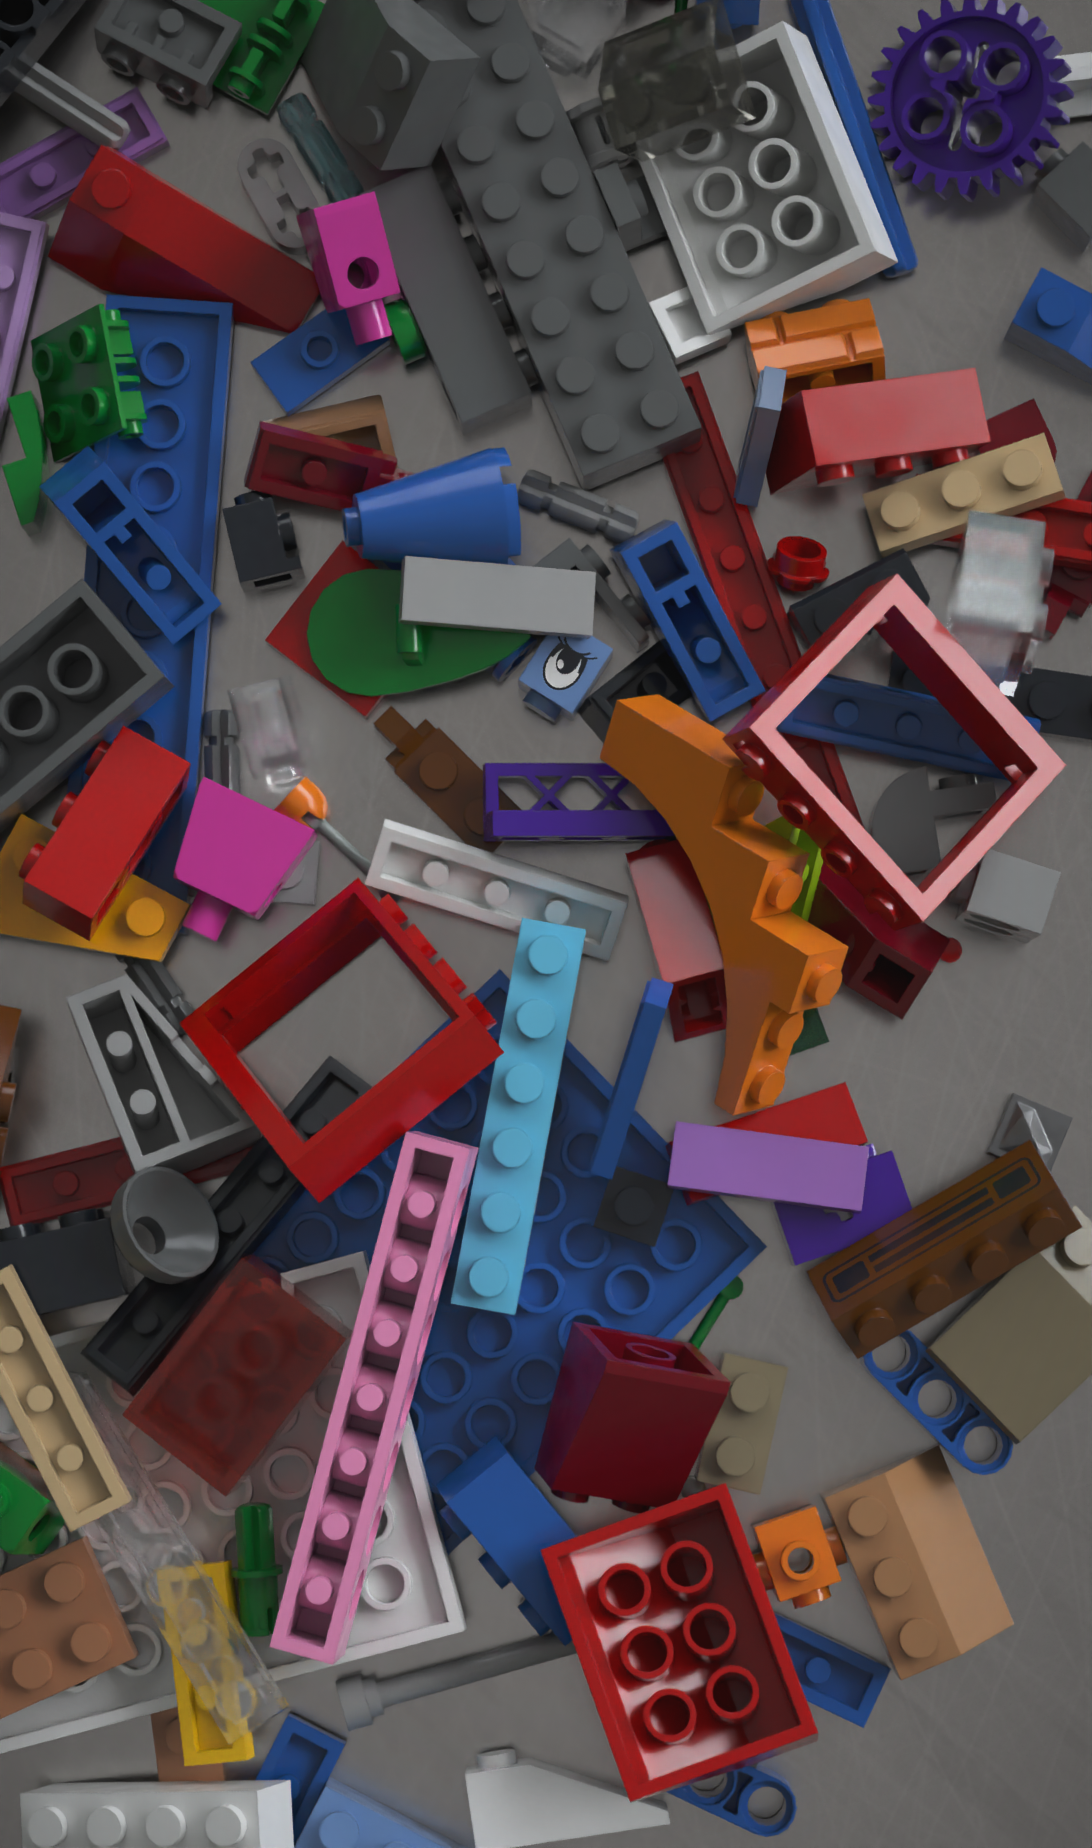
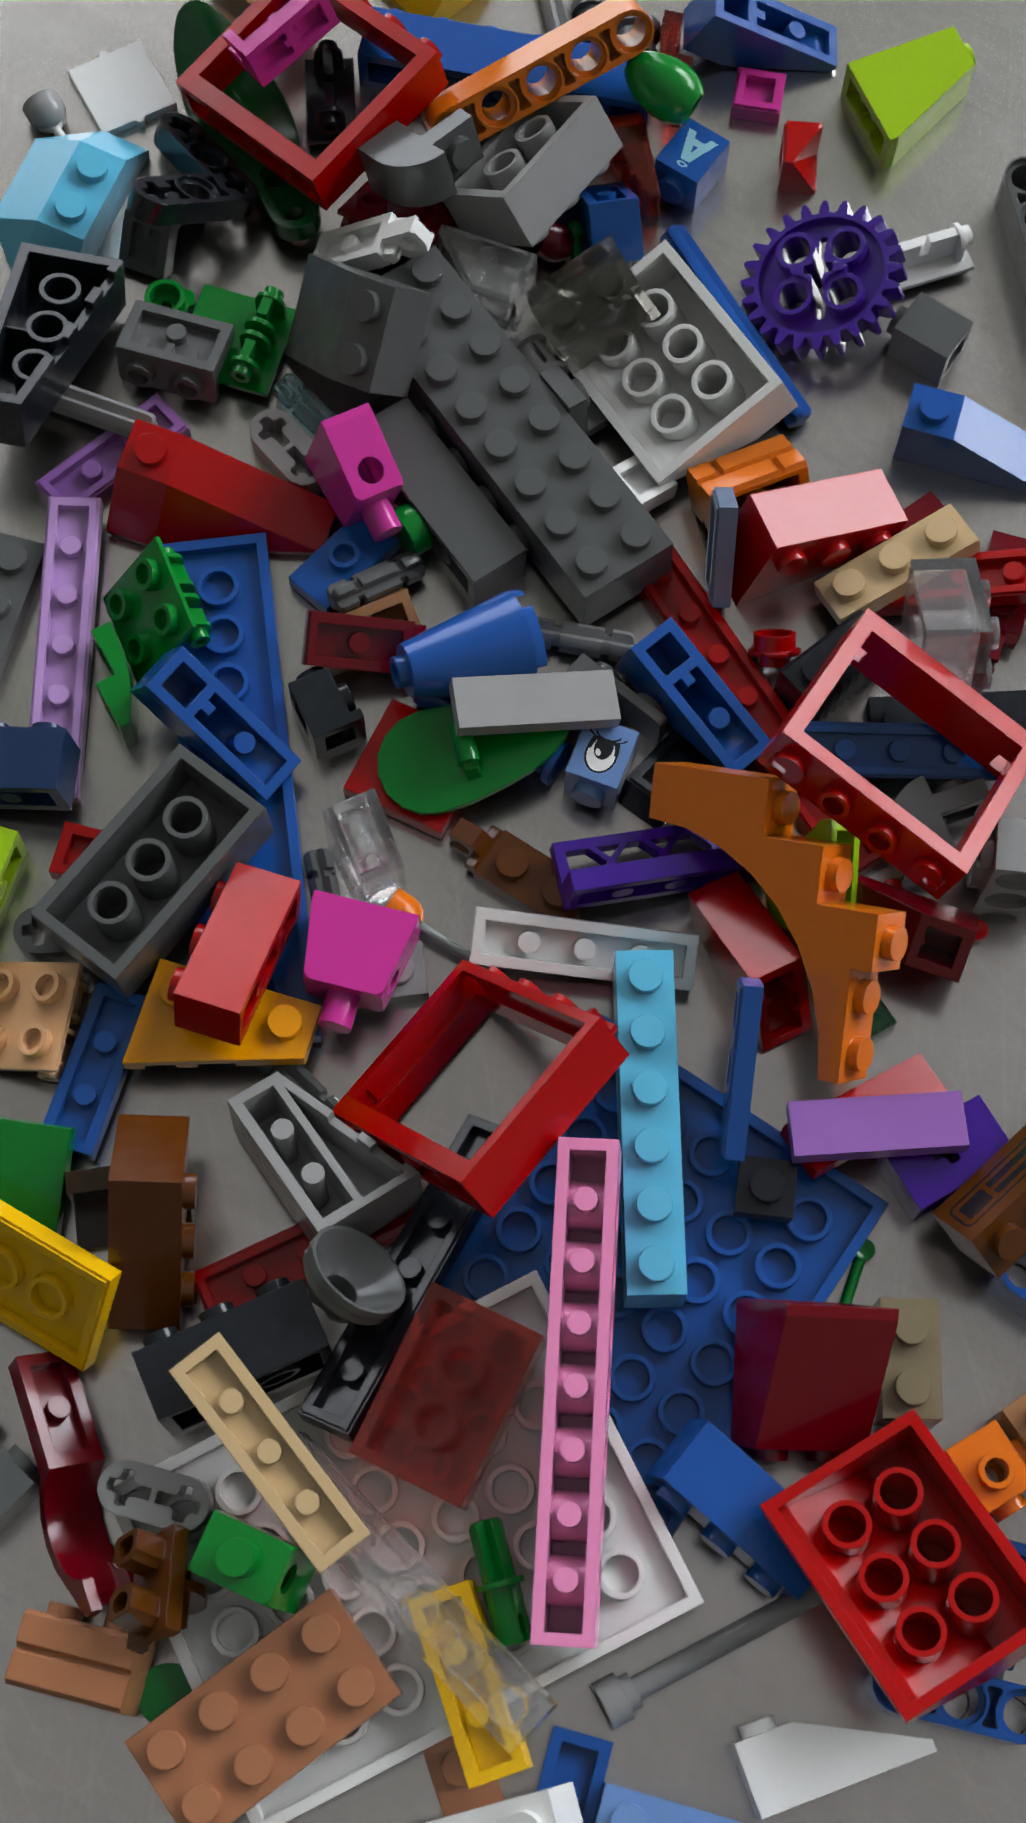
camera: 15 degrees left, 15 degrees down
(351, 390) = (375, 582): none -> dark grey axle

